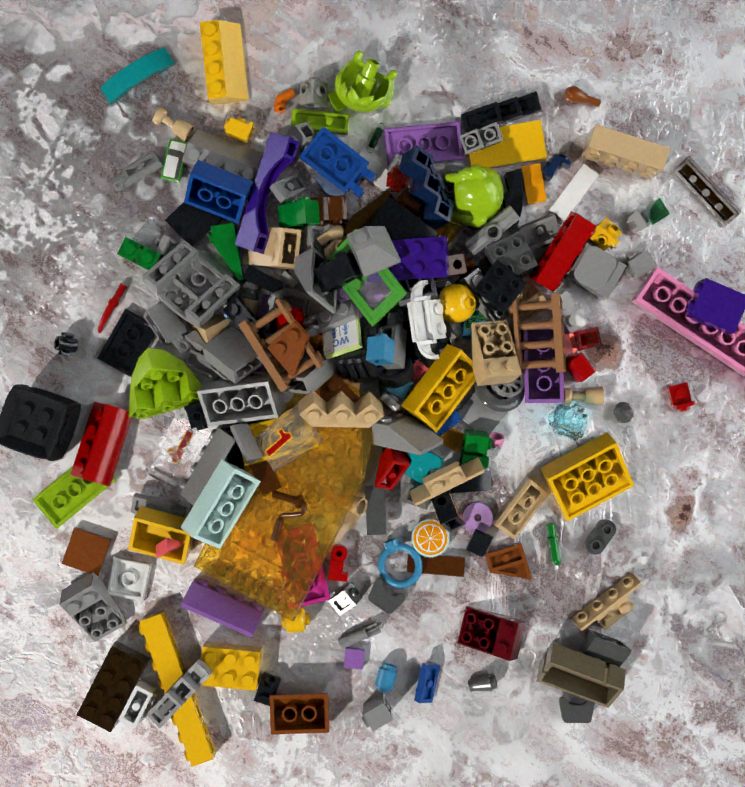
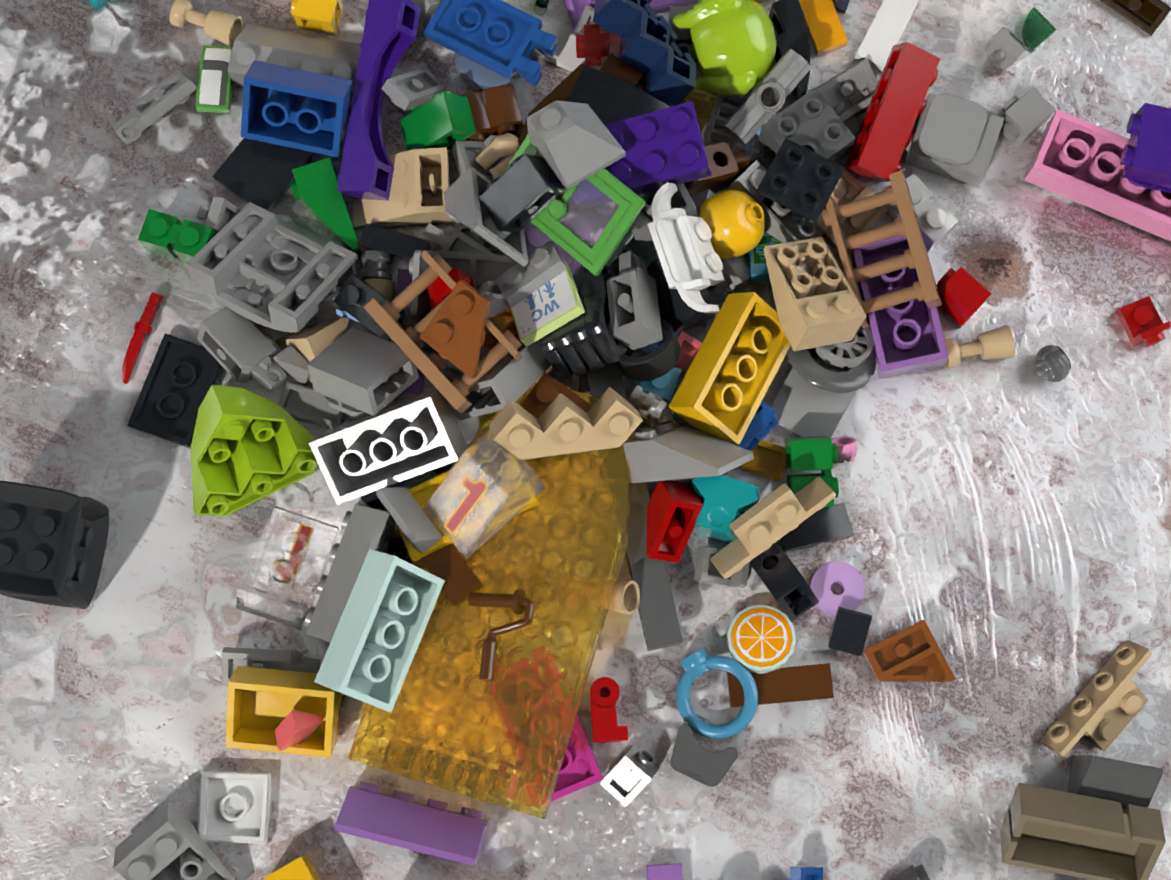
camera: 10 degrees left, 10 degrees down
(66, 344) = (69, 409): black gear -> none
(67, 497) = (115, 663): lime tile -> none
(86, 551) = (151, 769): dark orange tile -> none
(101, 444) = (153, 569): red brick -> none
(191, 410) = (307, 481): black brick -> none
(299, 624) = (547, 833): yellow head -> none
(360, 634) = (669, 835): light grey piece -> none
(380, 349) = (616, 308): dark azure brick -> none
(492, 633) = (903, 791): dark red slope -> none
(520, 508) = (909, 558): tan slope -> none
(555, 553) = (984, 622): green piece -> none
(568, 421) = (962, 391): clear light blue helmet -> none
(585, 339) = (959, 250): clear red slope -> none
(587, 476) = (1014, 483): yellow slope -> none
(598, 535) = (1058, 584): dark grey plate -> none
(606, 234) = (959, 75): yellow brick -> none

